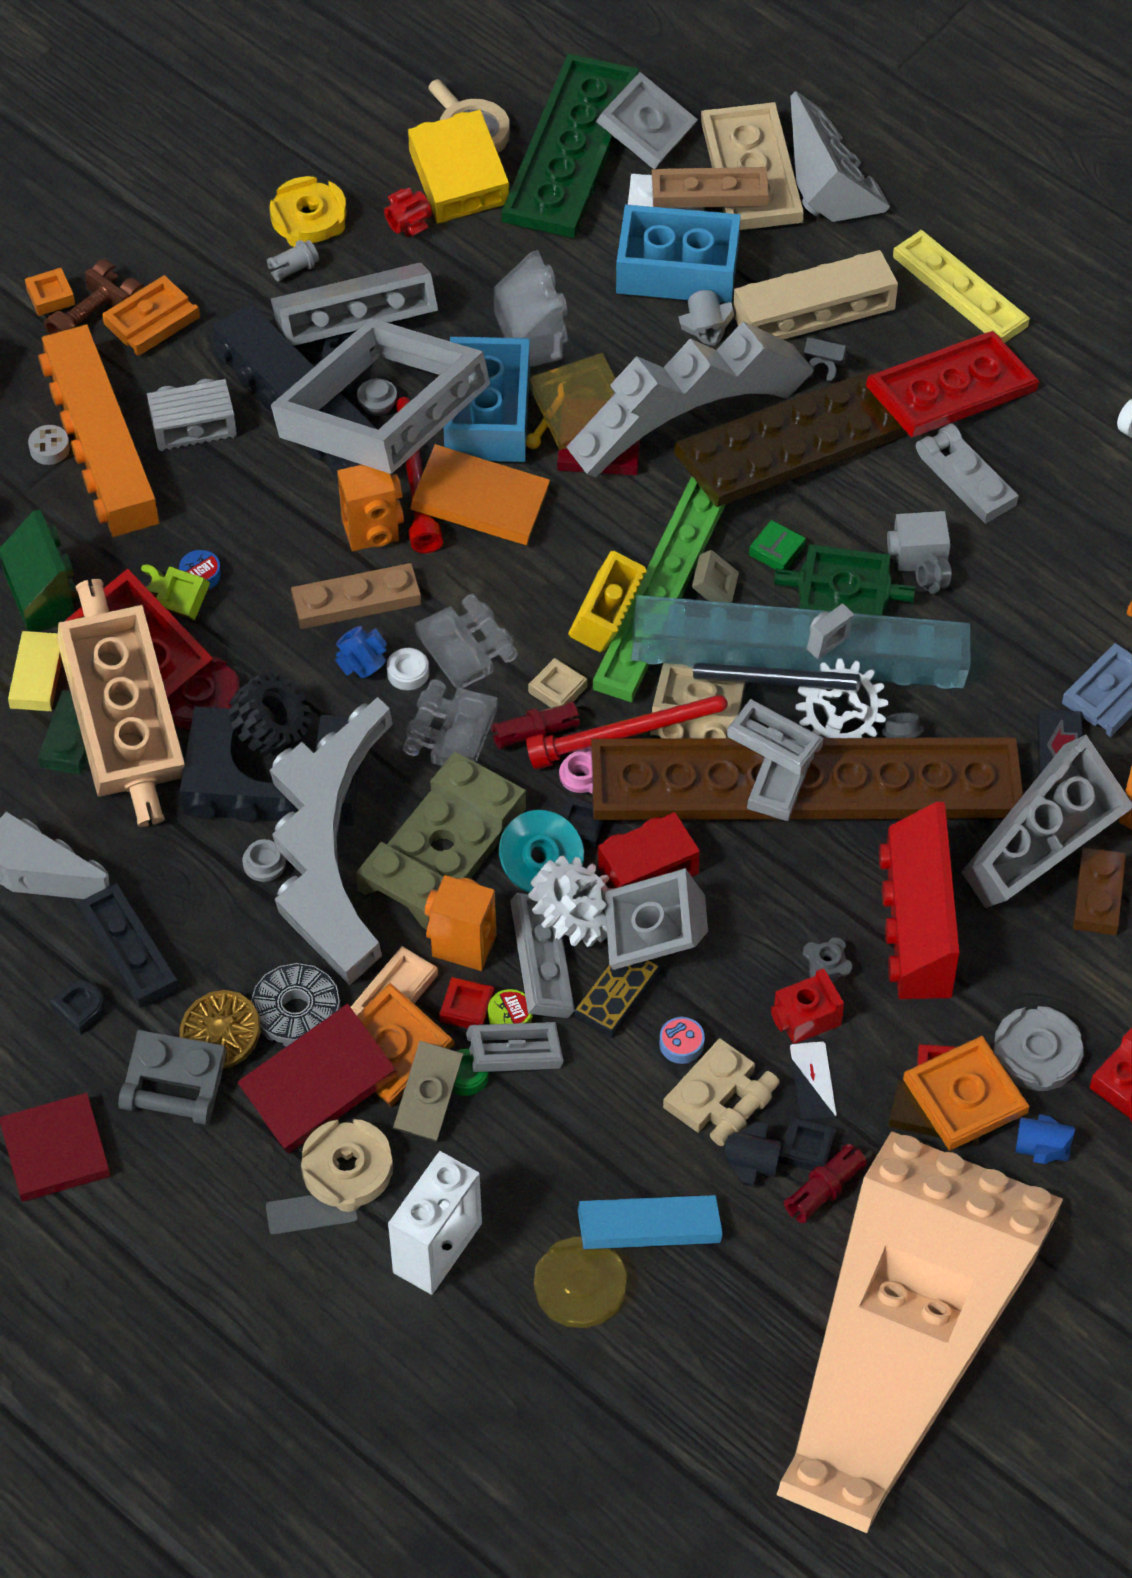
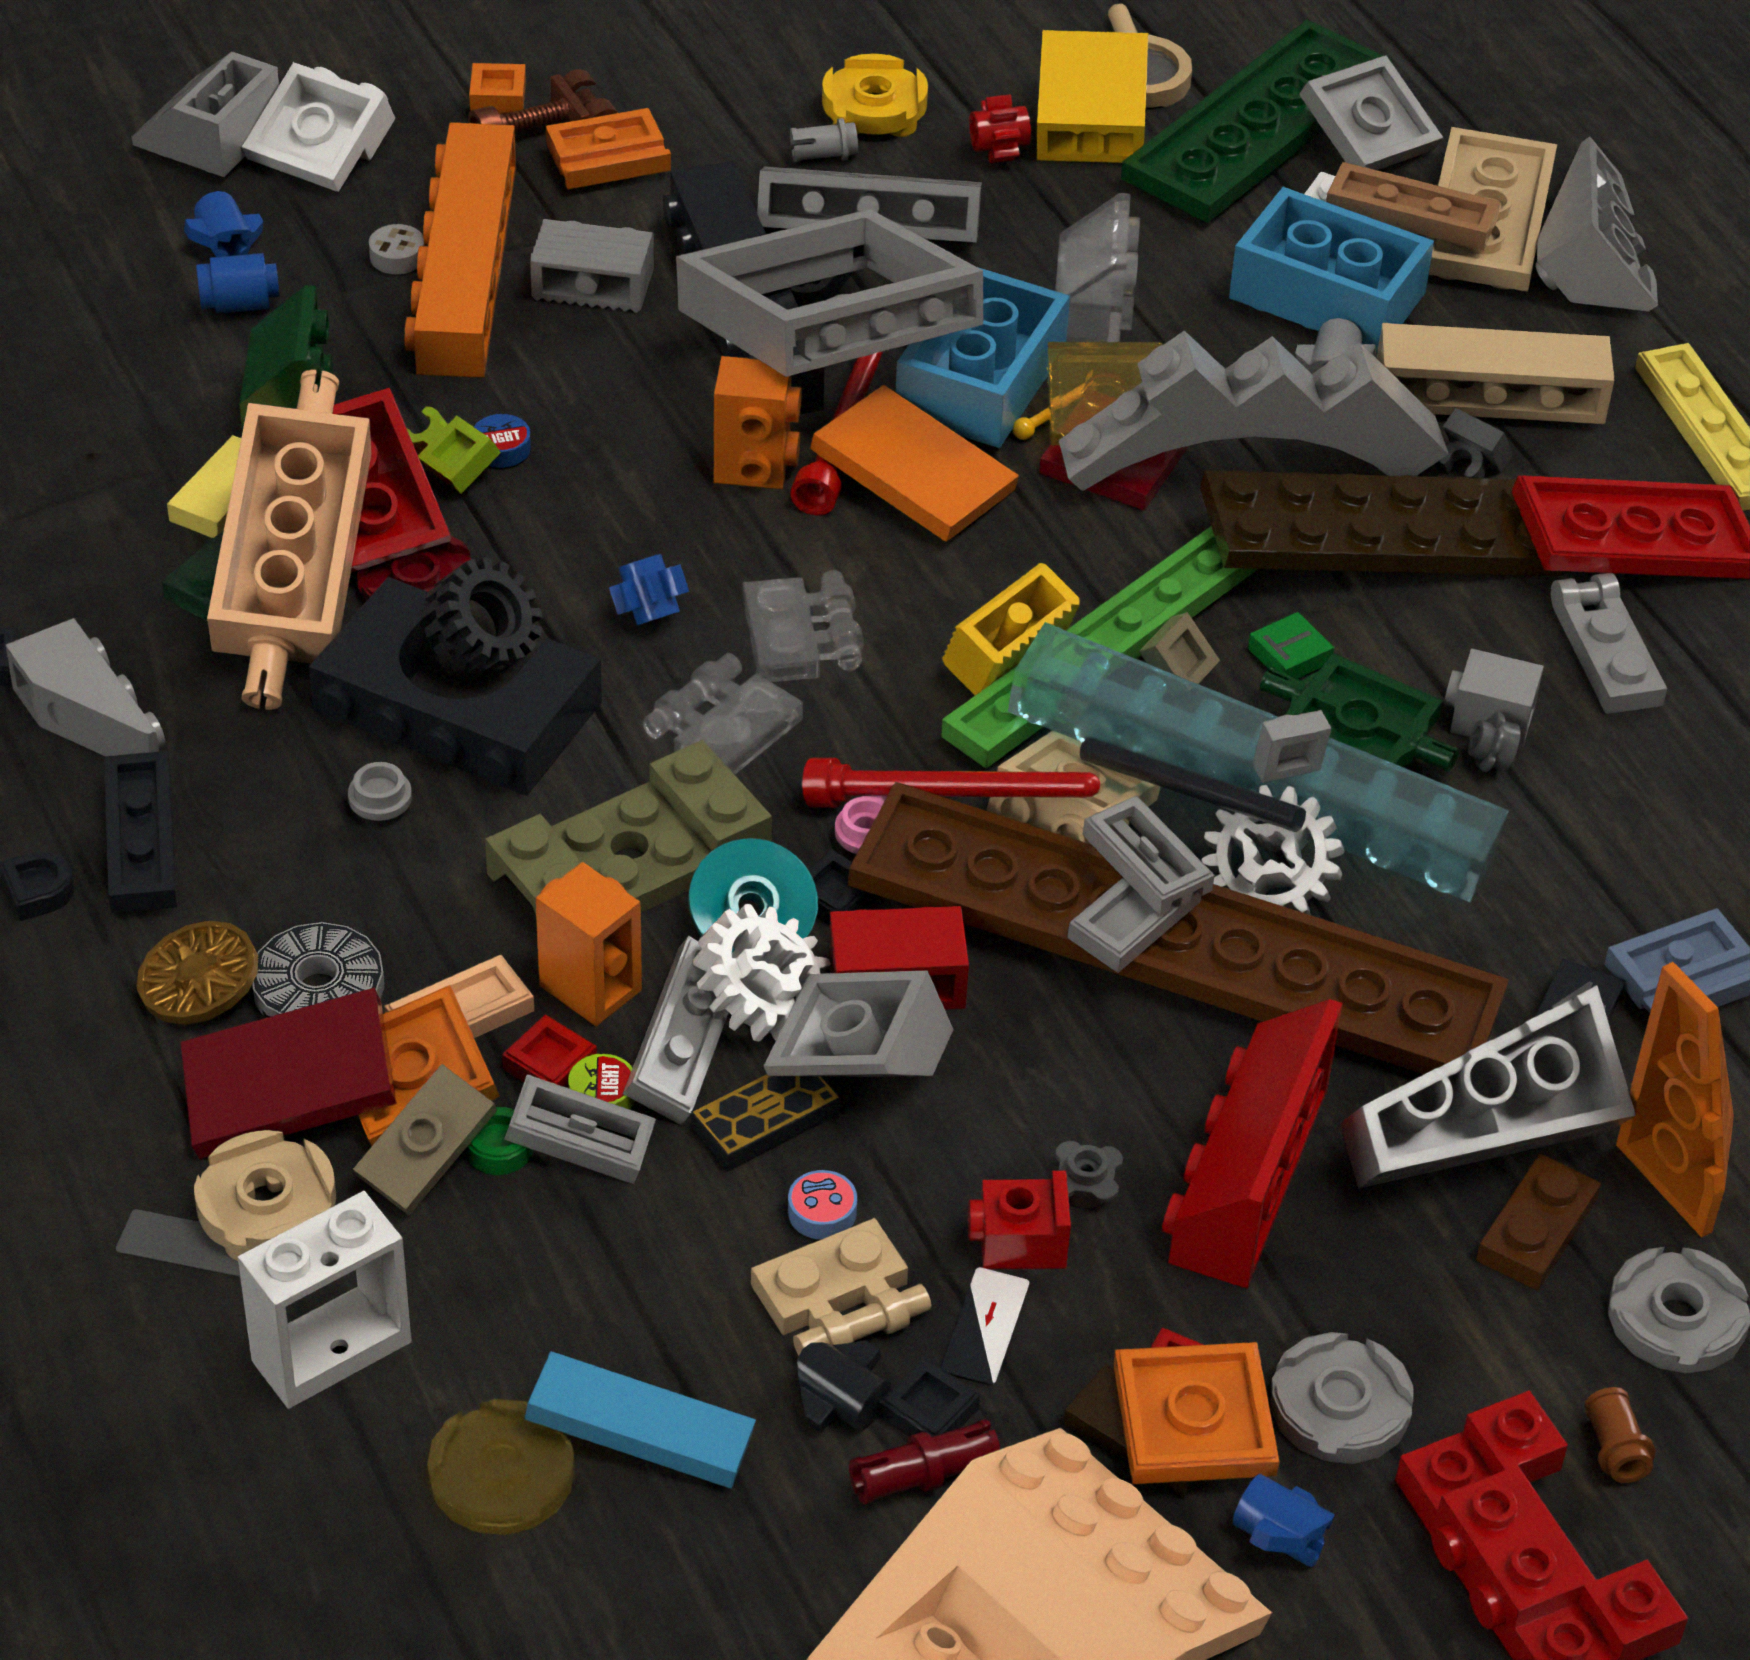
camera: 20 degrees right, 10 degrees down
(175, 1063) = (111, 989): dark grey plate -> none
(308, 840) = (444, 769): light grey arch -> none
(355, 596) = (686, 530): medium nougat plate -> none
(407, 669) = (705, 634): white tile -> none
(535, 723) = (848, 747): dark red pin -> none
(557, 684) = (896, 717): tan tile -> none
(902, 726) = (1352, 913): dark grey plate -> none

